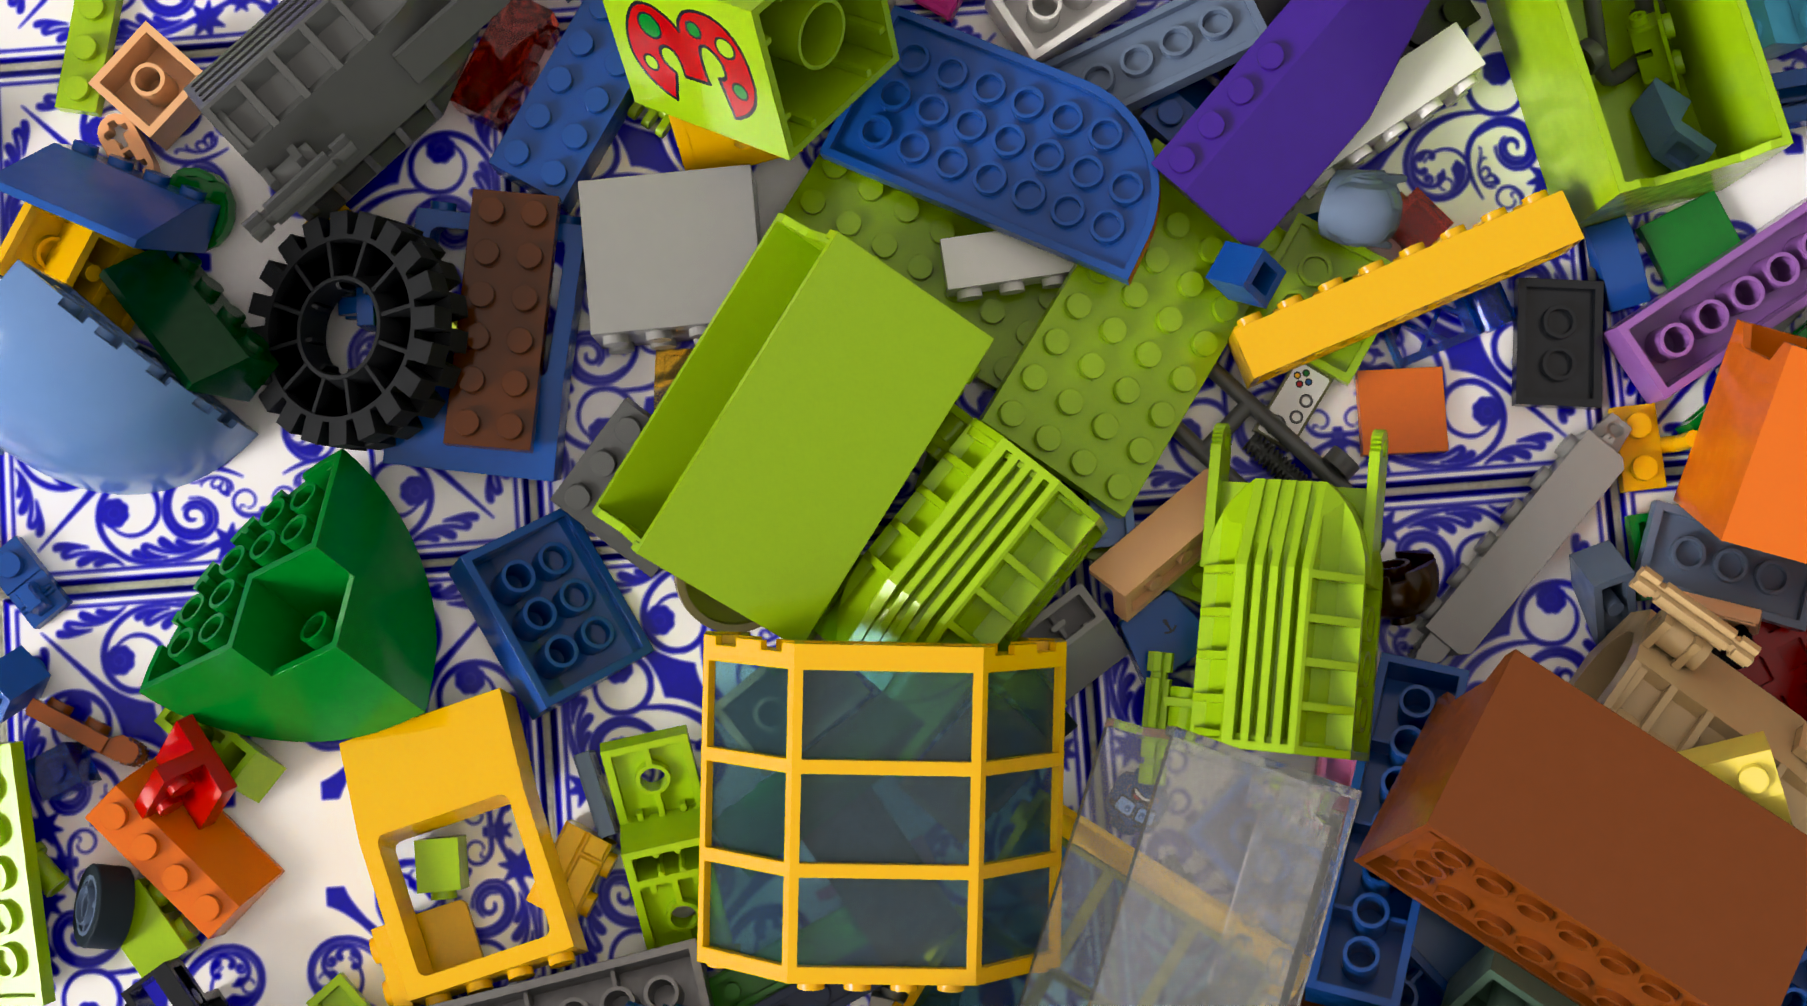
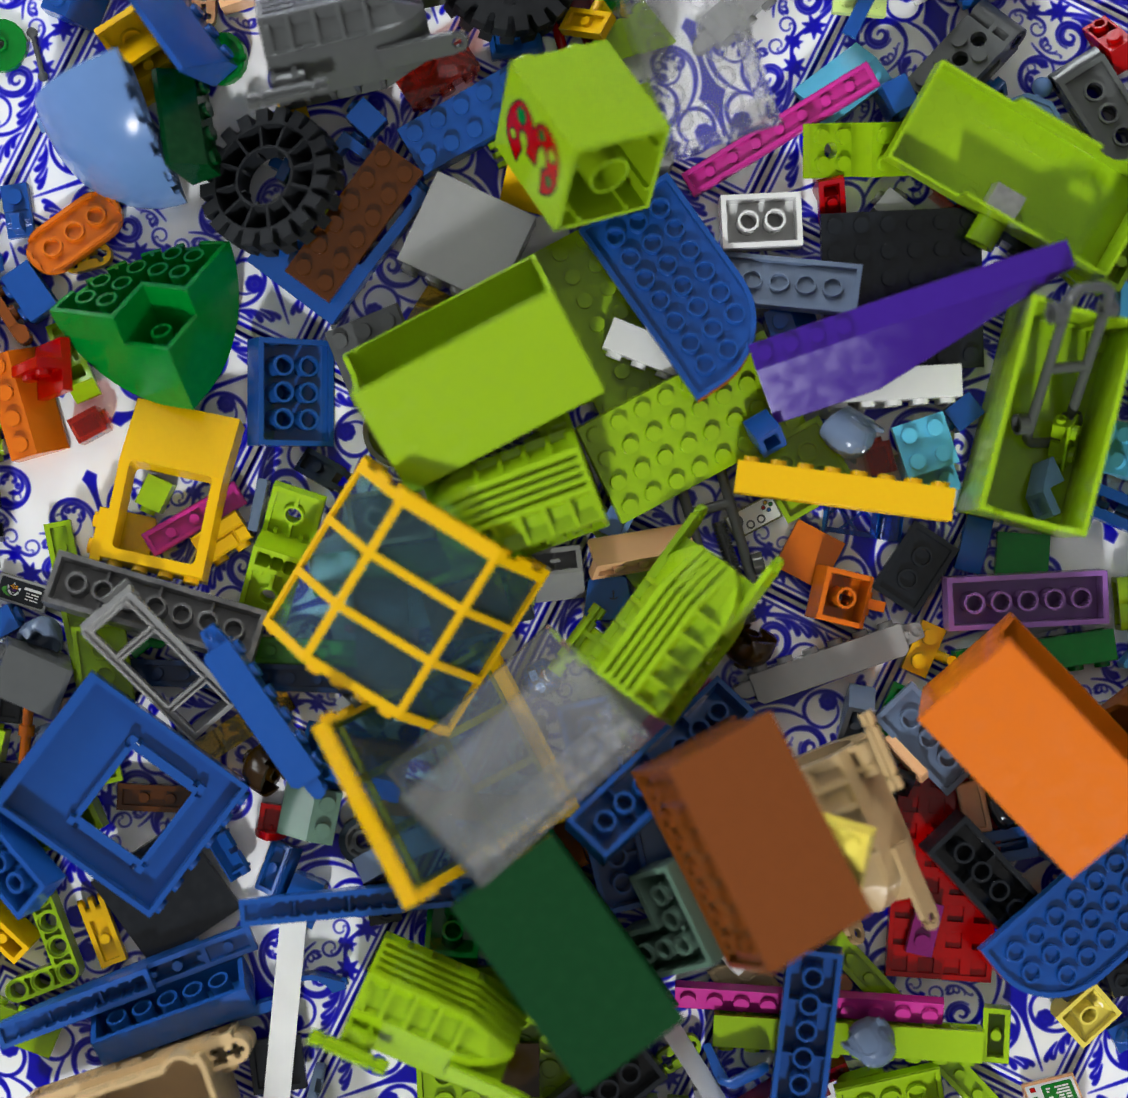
camera: 30 degrees right, 5 degrees up
(104, 684) = (30, 292): none -> blue brick
(122, 567) = (74, 233): none -> orange tile
(167, 597) = (94, 264): none -> yellow beam
(294, 821) = (90, 424): none -> clear red brick
(439, 175) = (366, 119): none -> blue brick
(510, 878) = (188, 522): none -> dark pink tile
(657, 692) = (322, 470): none -> black hinge
(1475, 169) = (926, 450): none -> medium azure bracket
(1484, 441) = (855, 601): none -> orange hinge
(1492, 98) = (962, 412): none -> blue brick

